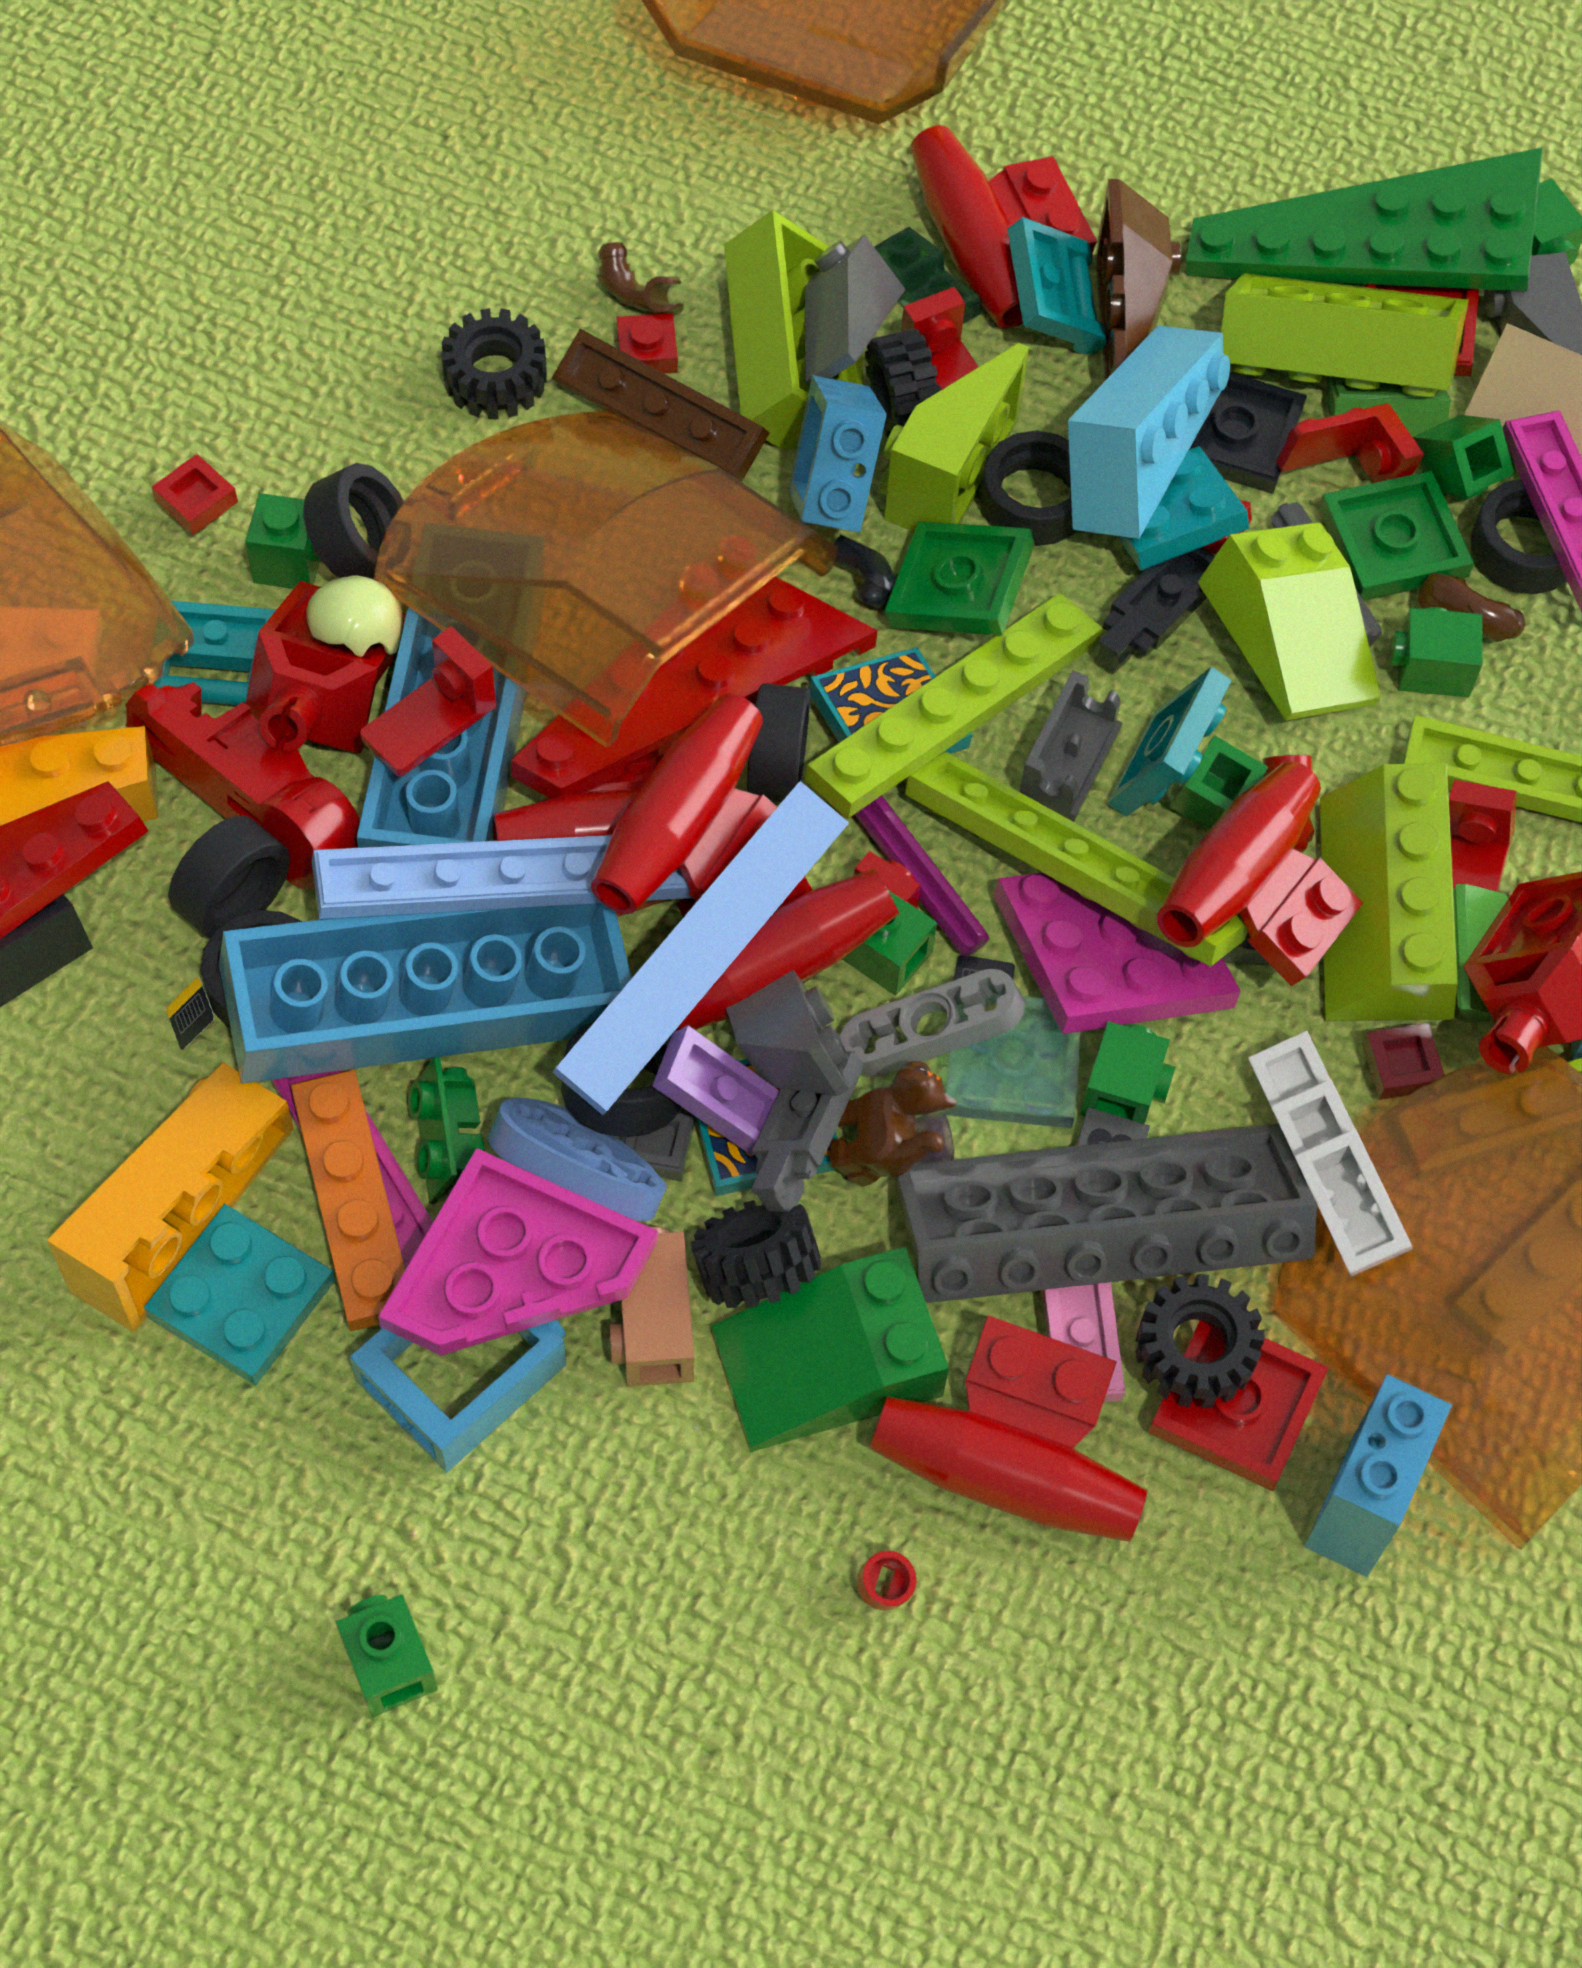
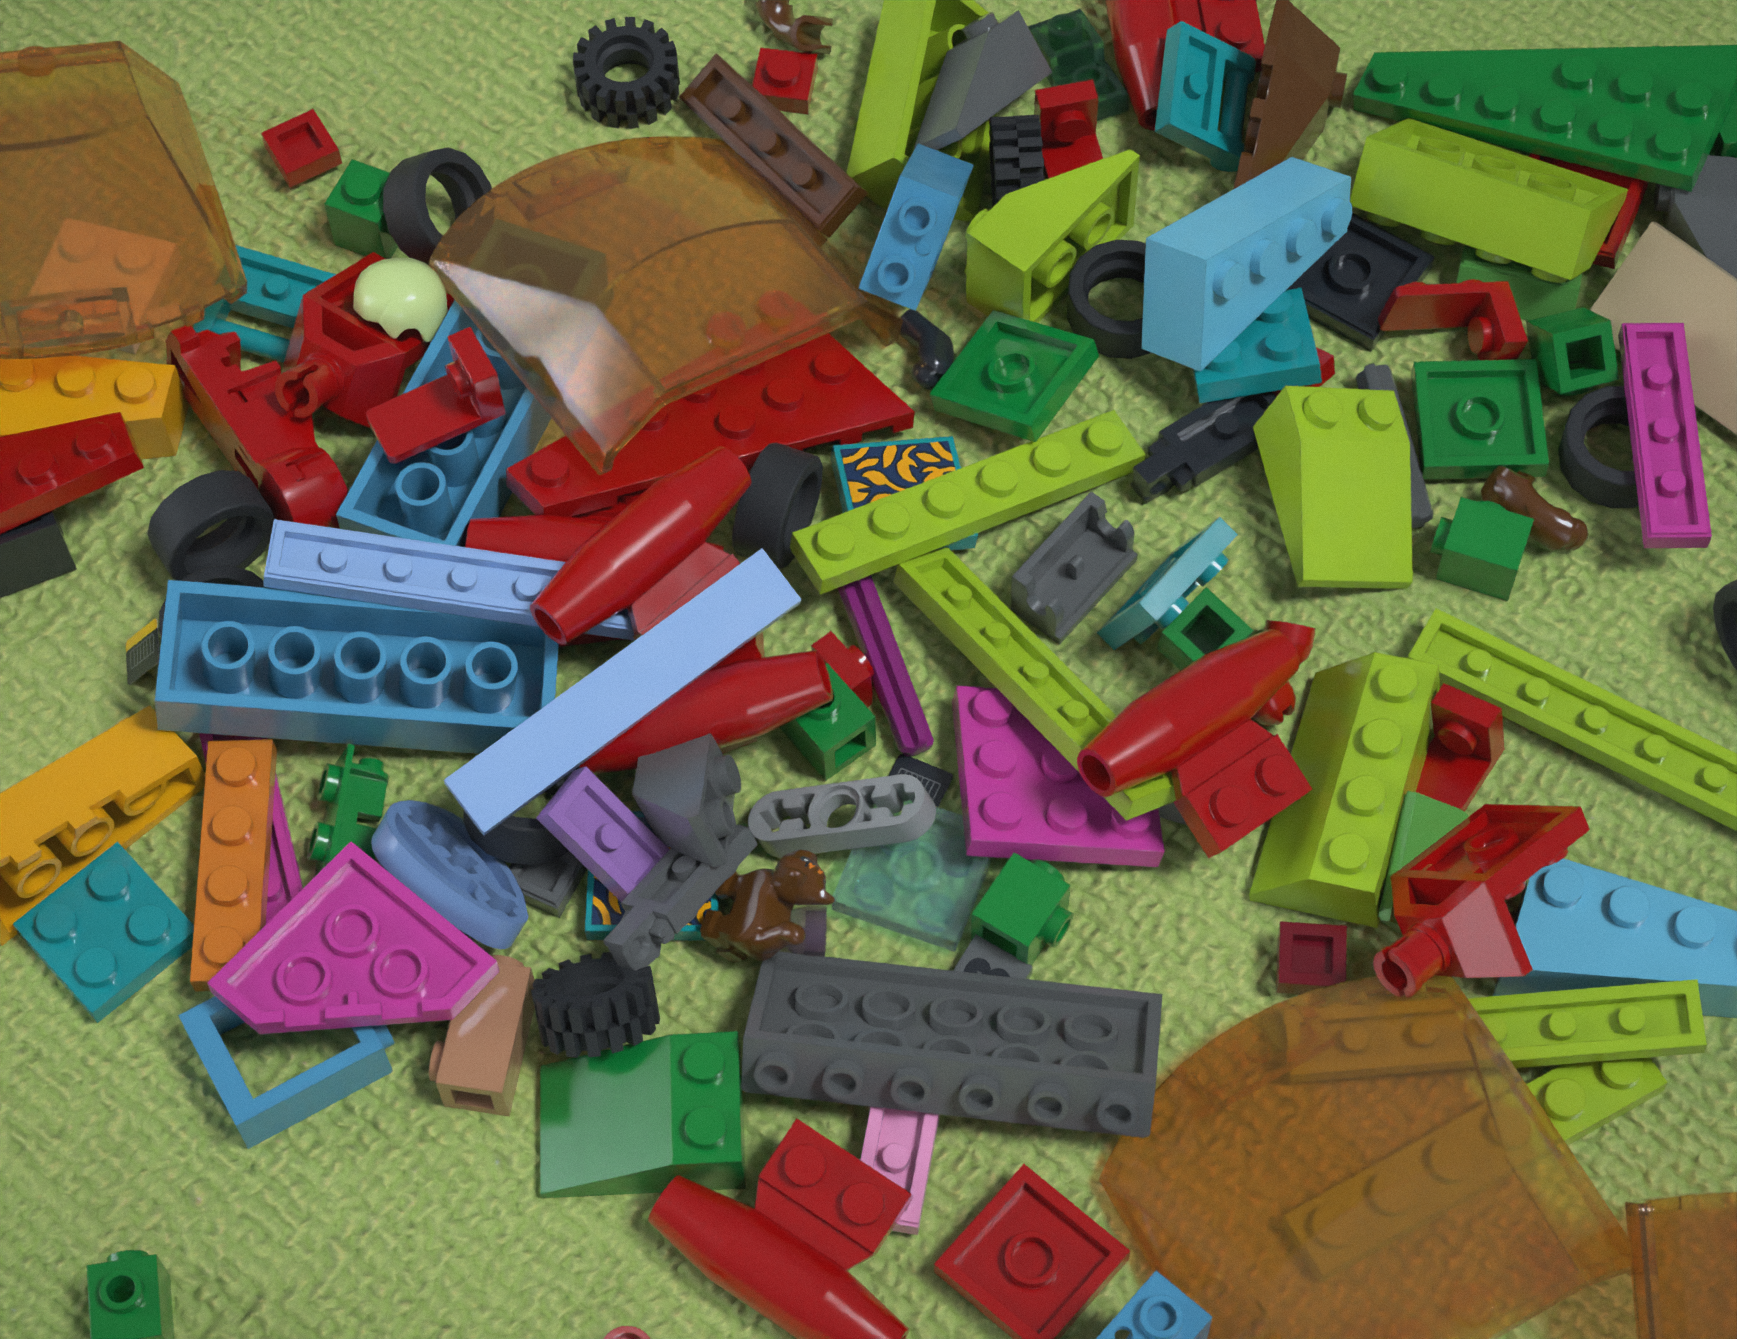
camera: 20 degrees right, 0 degrees up
(1211, 1305) = (1007, 1153): black tyre -> none
(1330, 1154) = (1195, 1036): white slope -> none

